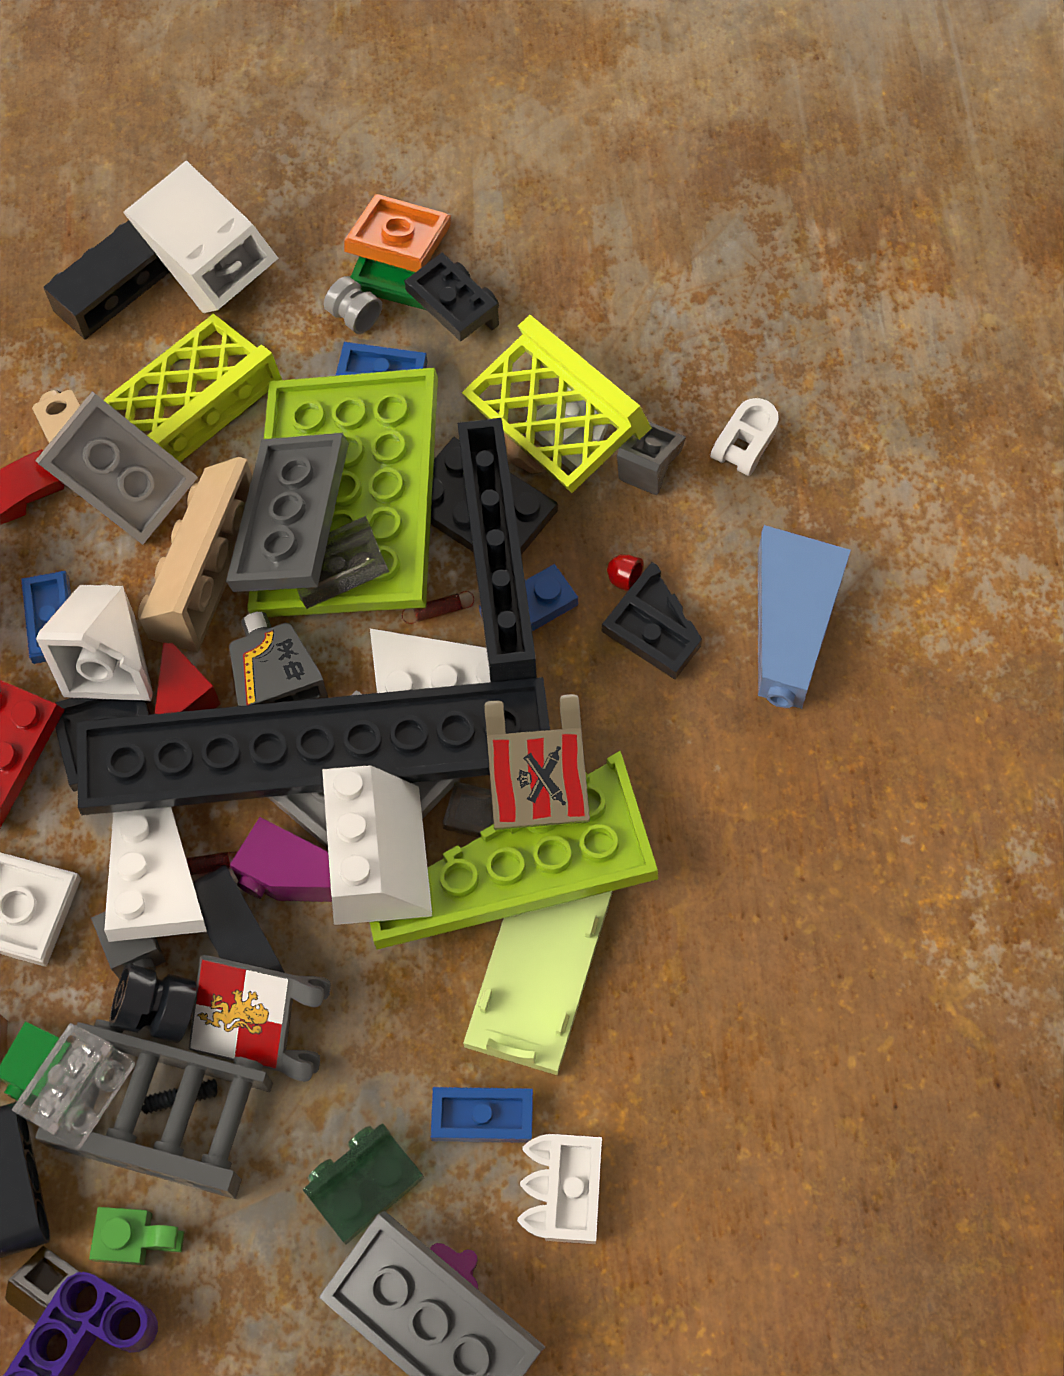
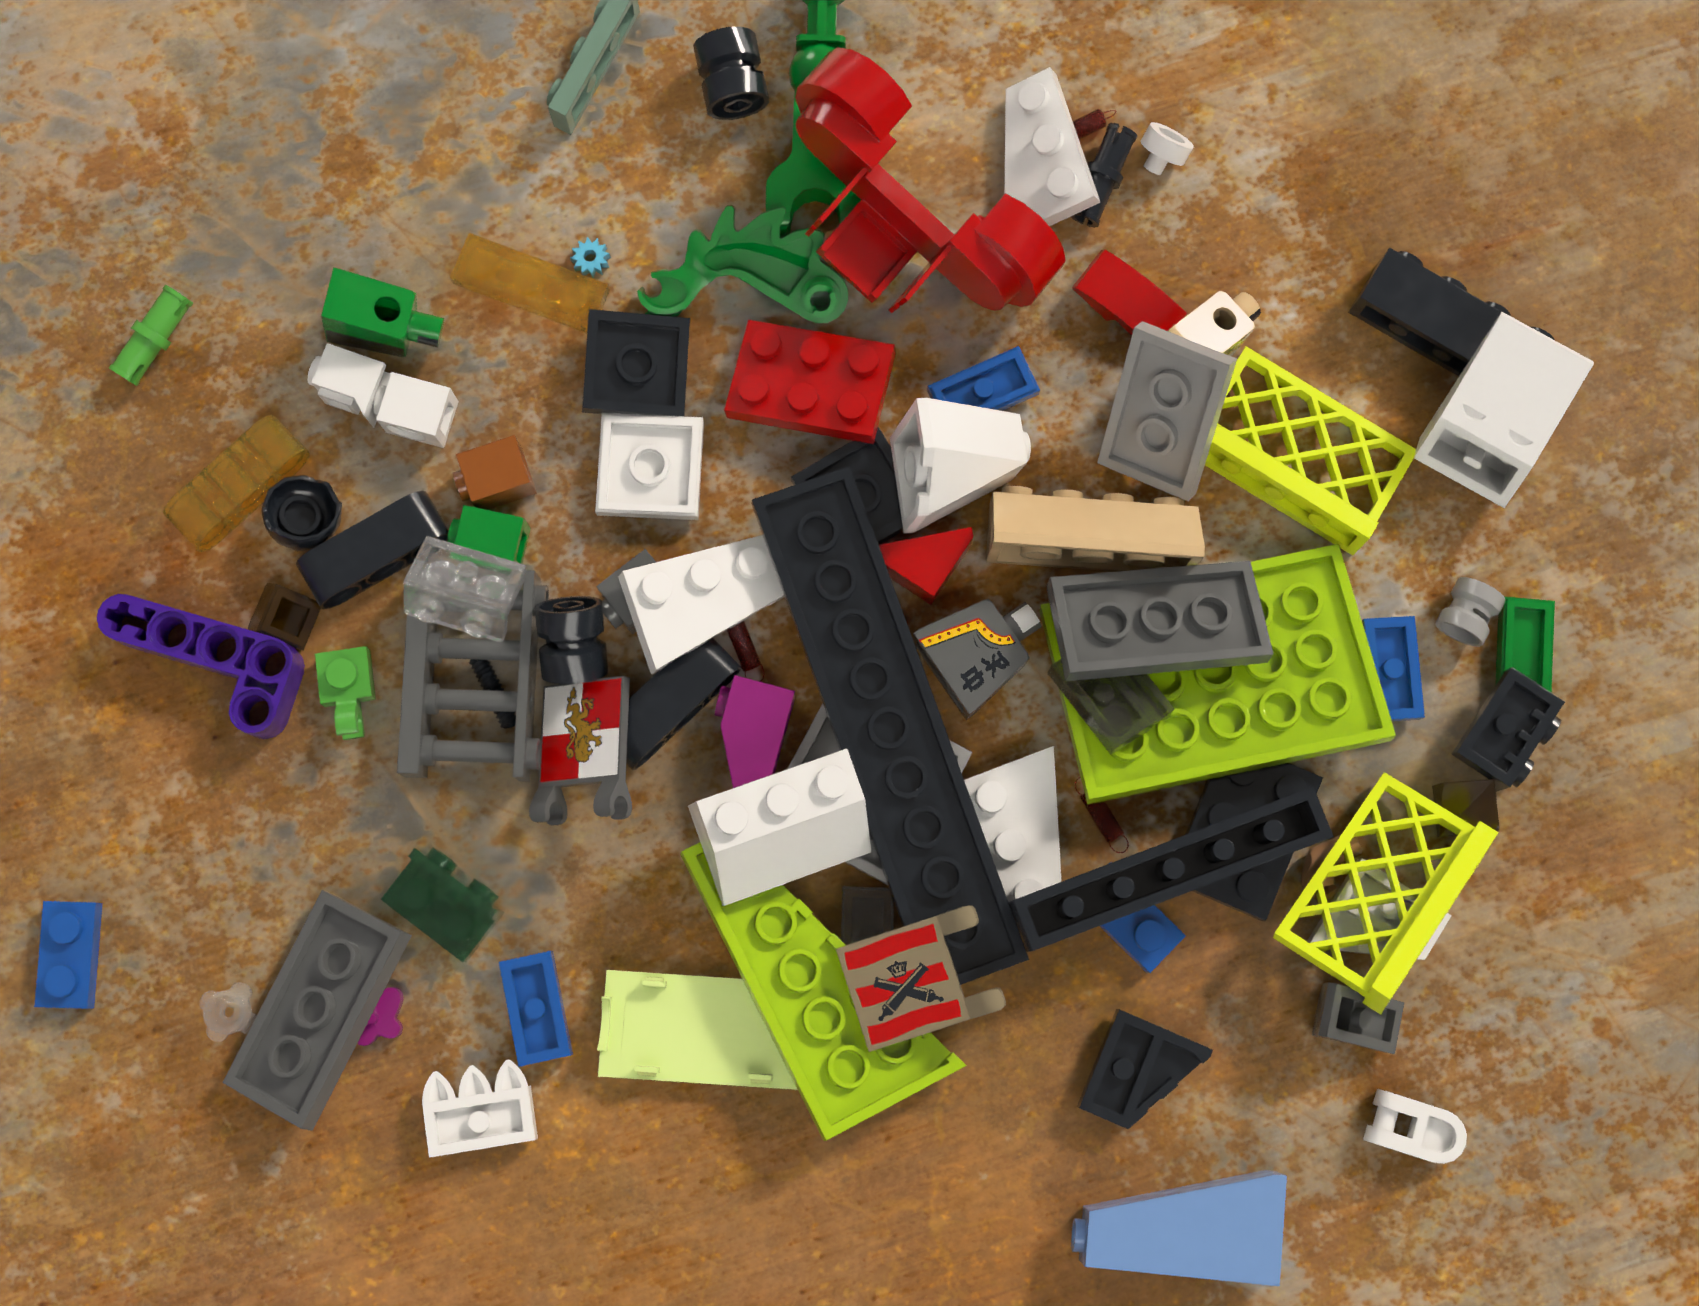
camera: 70 degrees right, 15 degrees up
(397, 233) = (1587, 637): orange plate -> none
(498, 337) = (1469, 801): none -> dark brown slope
(624, 570) = (1196, 1019): red hinge -> none

